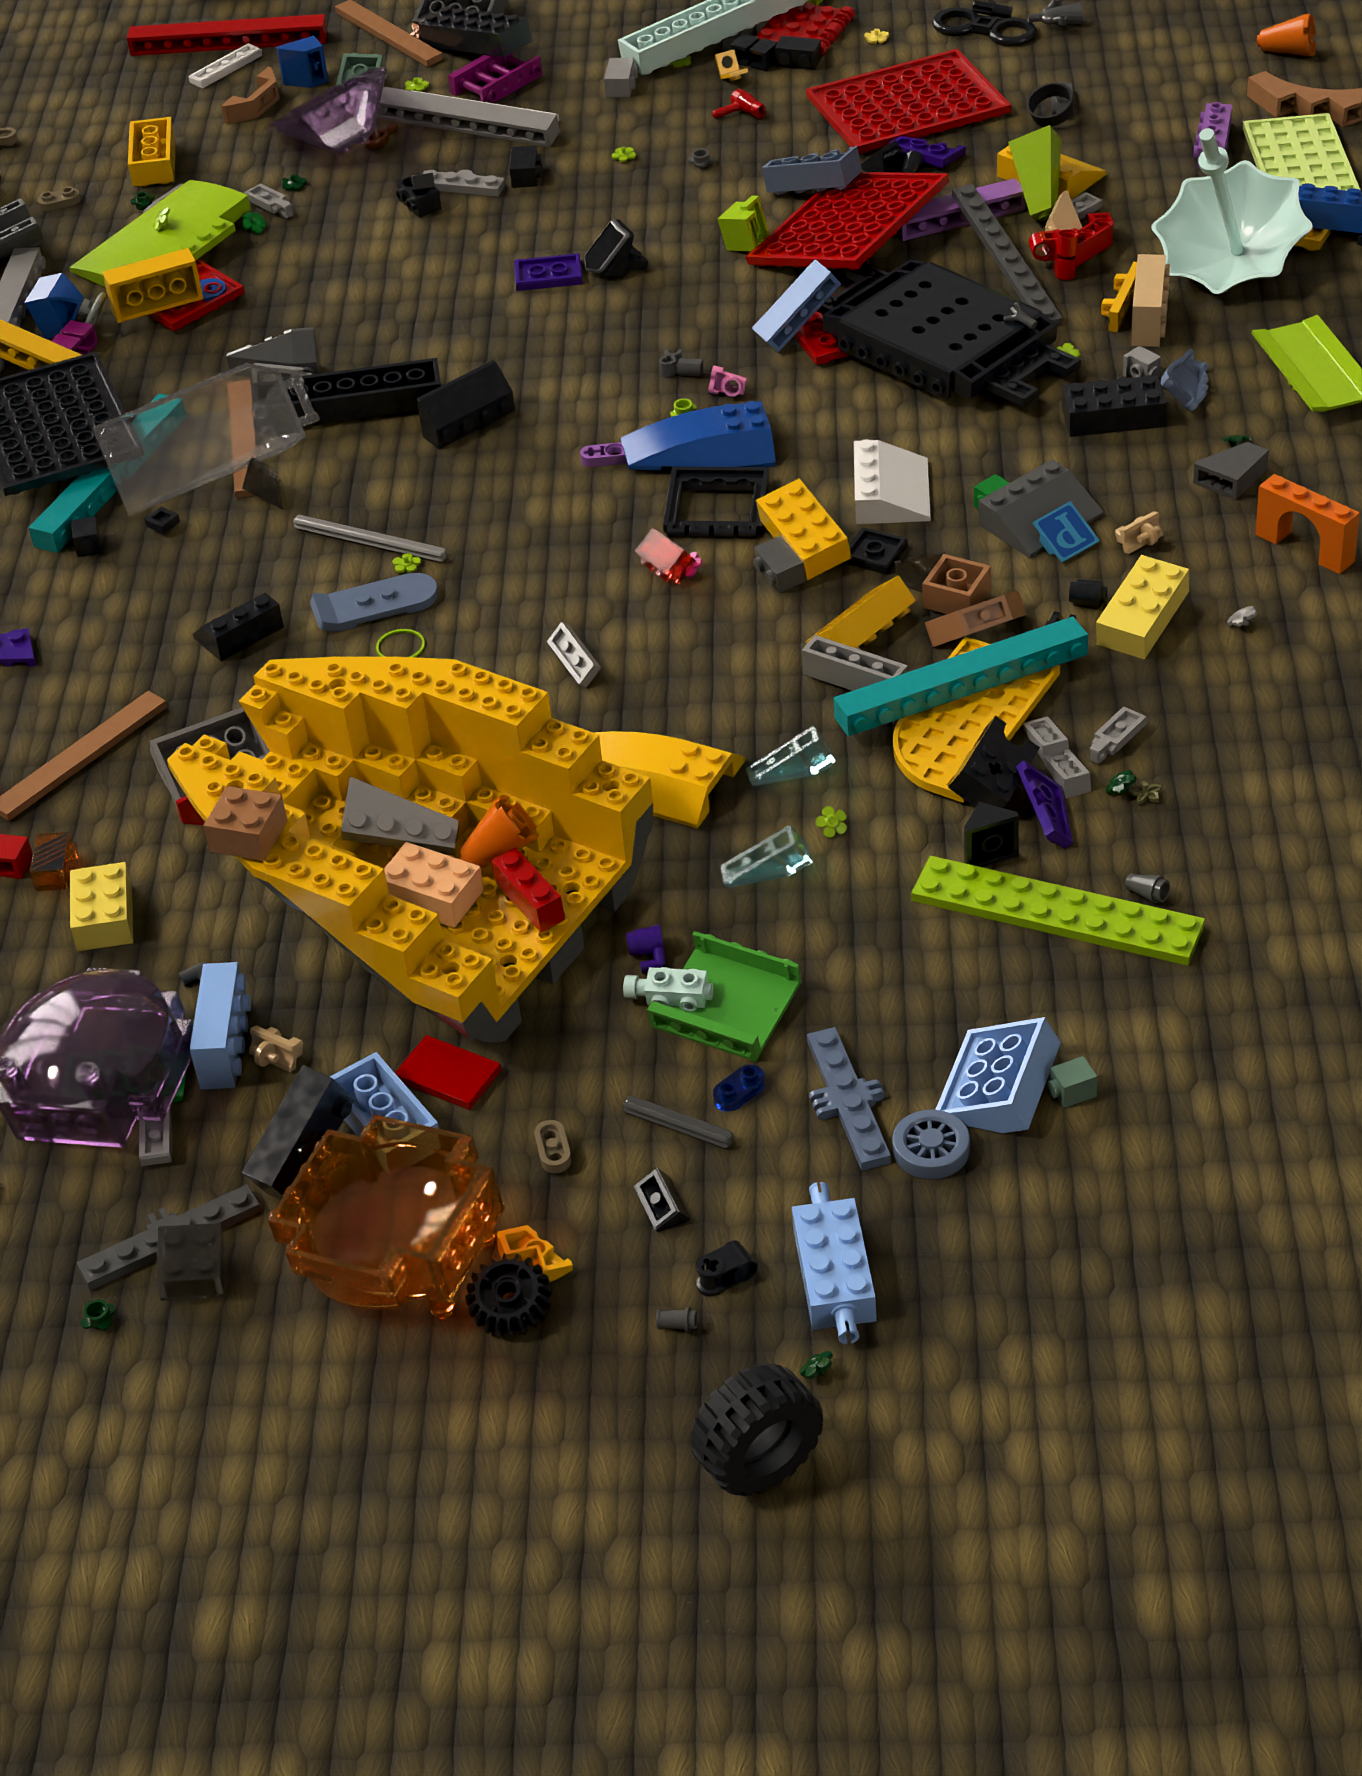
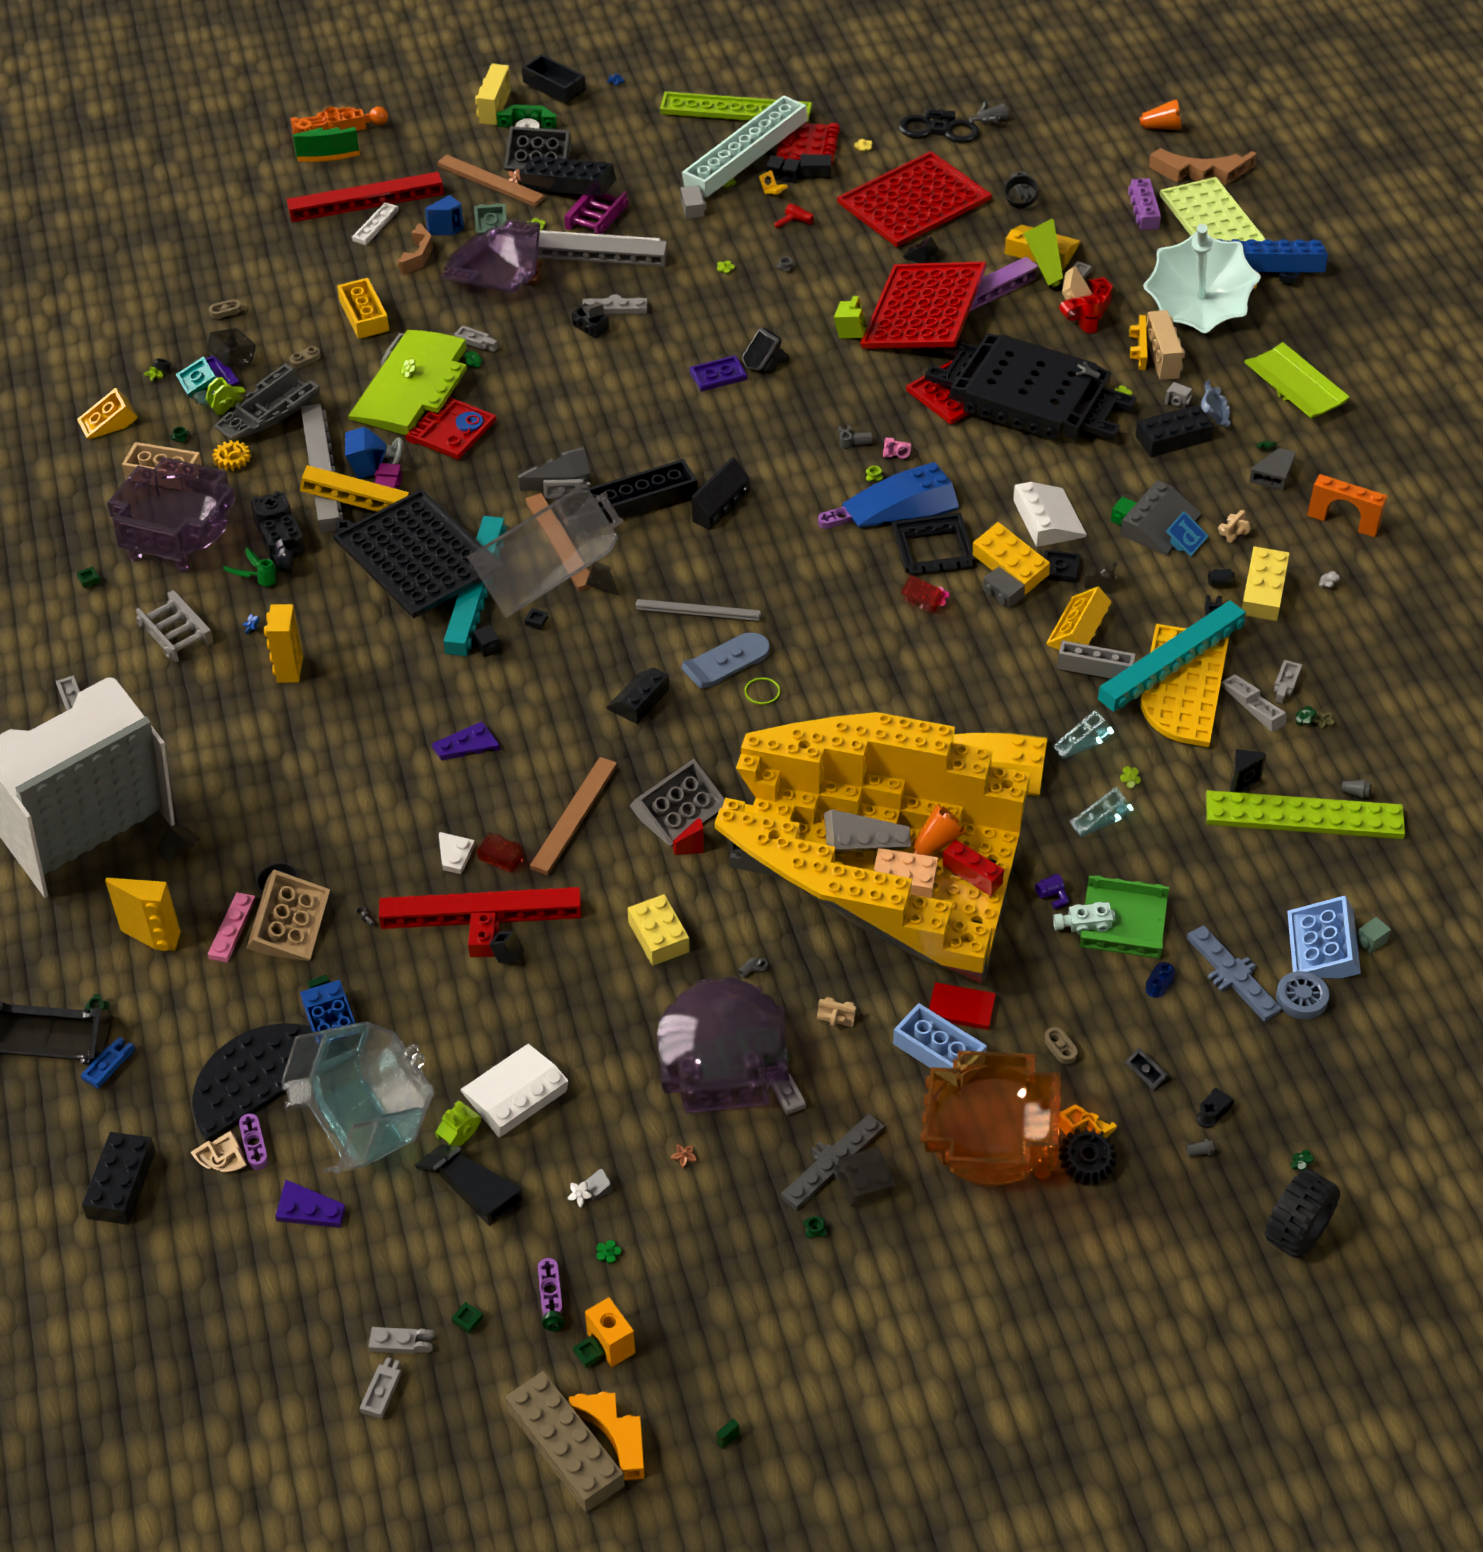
camera: 20 degrees left, 5 degrees up
(53, 861) = (603, 901): clear orange brick -> none
(142, 200) = (373, 350): dark green plate -> none
(153, 285) = (435, 426): yellow brick -> none
(220, 1025) = (793, 993): light blue brick -> none
(245, 823) = (808, 863): medium nougat brick -> none
(293, 182) = (483, 320): dark green plant -> none
(302, 1119) = (901, 1073): black brick -> none
(406, 563) = (734, 626): lime plant -> none
(525, 166) = (658, 287): black brick -> none
(573, 654) = (894, 679): light grey plate -> none
(678, 1121) = (1132, 1011): dark grey axle -> none
(796, 305) = (925, 382): brick -> none
(812, 172) = (879, 269): sand blue wedge -> none
(833, 1264) = (1283, 1090): light blue brick -> none
(912, 162) = (942, 252): black cone -> none
(934, 154) = (955, 240): dark purple wing -> none
(955, 584) = (1135, 587): medium nougat brick -> none
(975, 618) = (1158, 611): medium nougat slope -> none
(990, 767) = (1224, 720): black brick -> none
(1003, 251) = (1043, 316): dark grey plate -> none
(1048, 804) = (1269, 741): dark purple wing -> none

